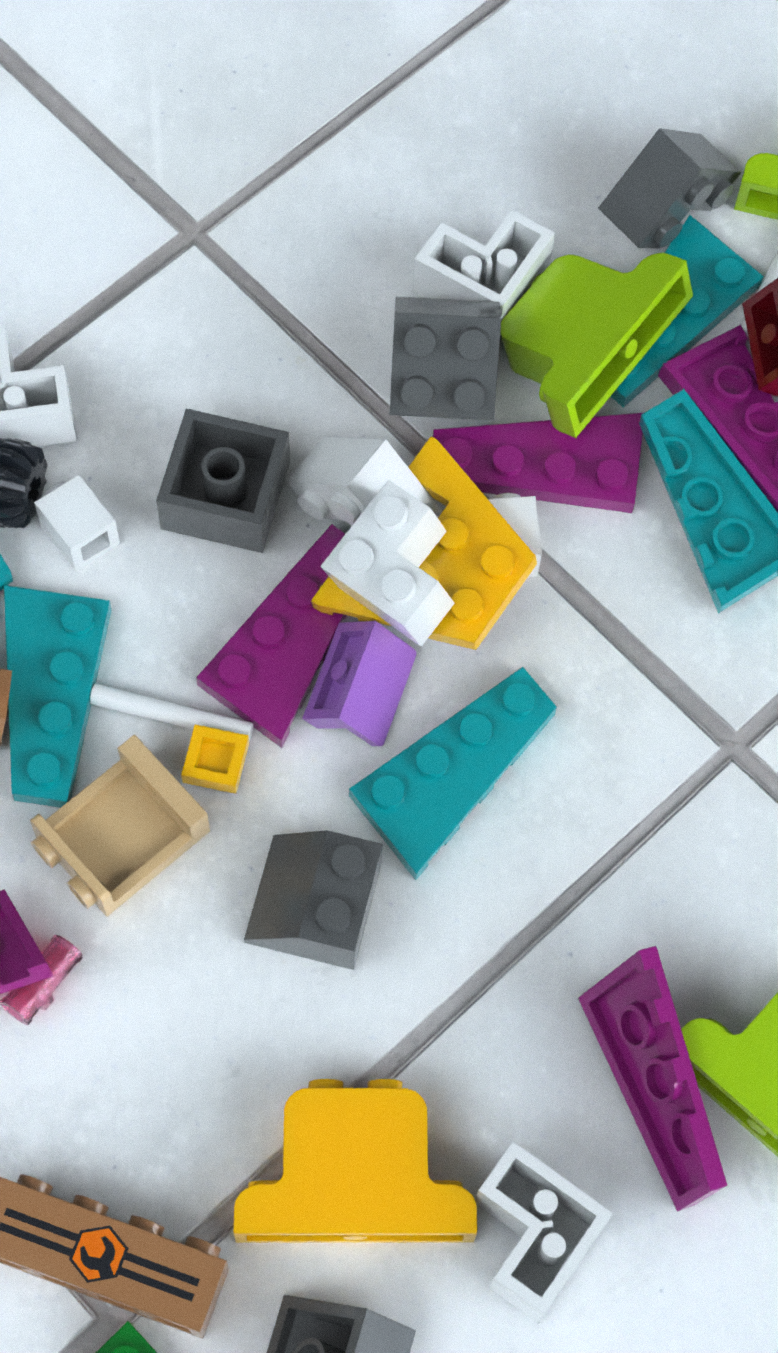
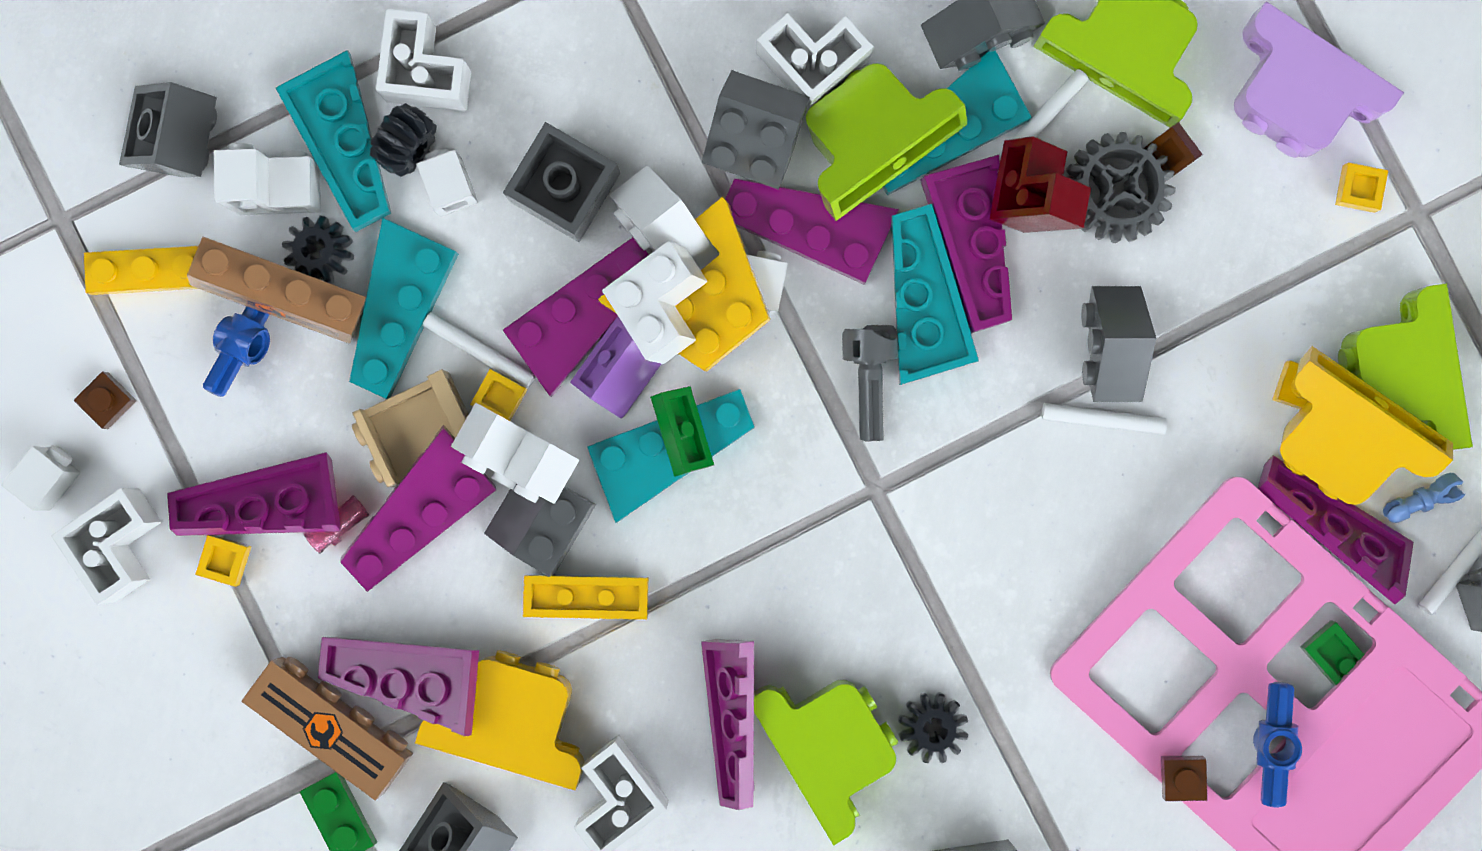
camera: 20 degrees right, 20 degrees up
(157, 916) = (417, 511): none -> magenta wing
(204, 1143) = (419, 679): none -> magenta wing
(261, 810) = (513, 455): none -> white brick
(407, 979) = (585, 597): none -> yellow plate
(470, 724) = (682, 431): none -> green plate
(668, 570) = (869, 351): none -> dark grey piece

